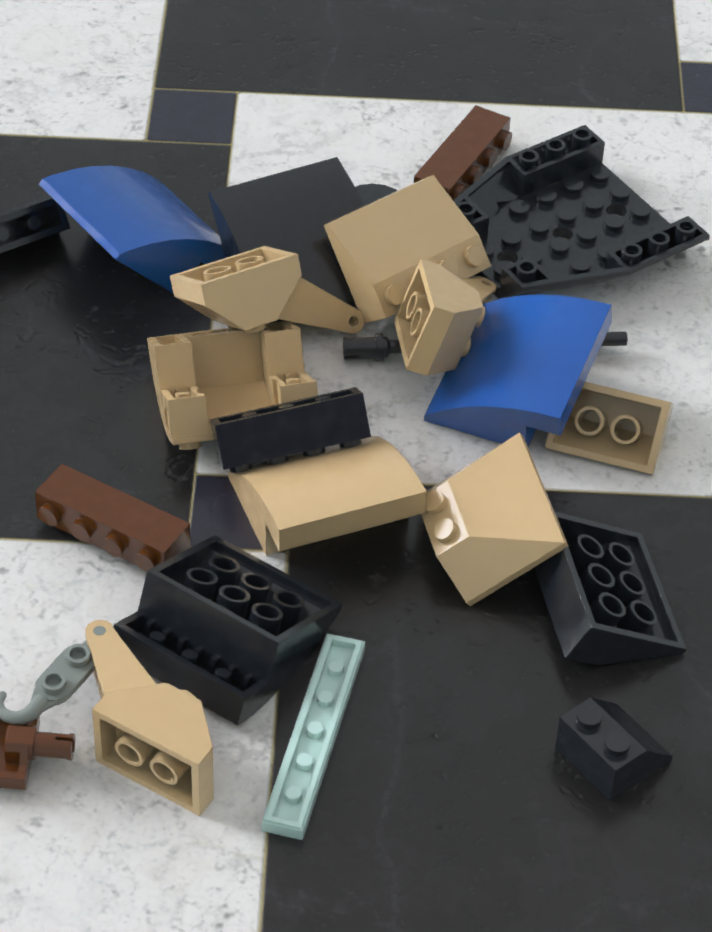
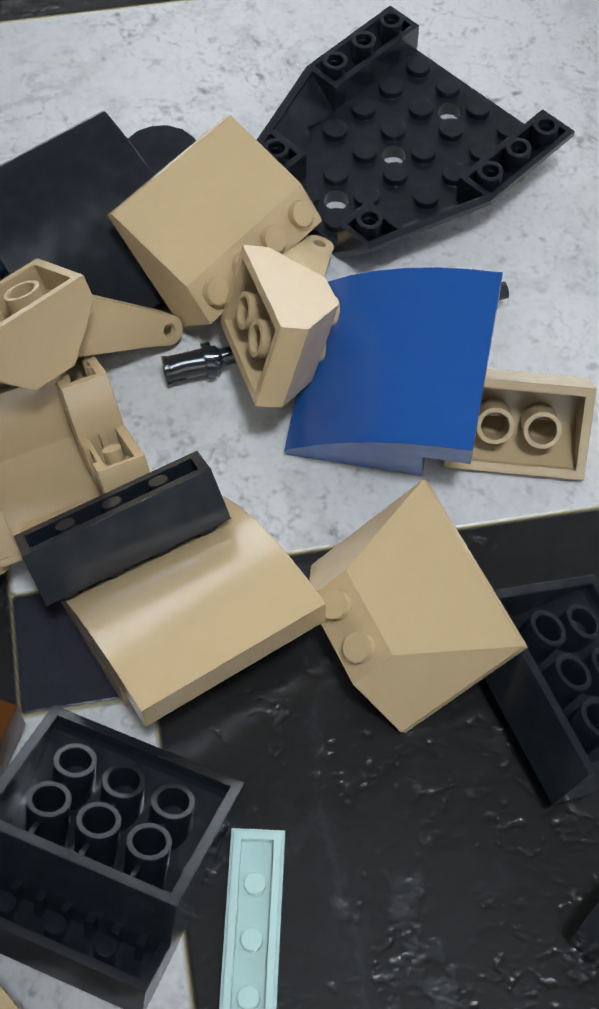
camera: 10 degrees left, 15 degrees up
(468, 151) = (255, 68): reddish brown brick -> none

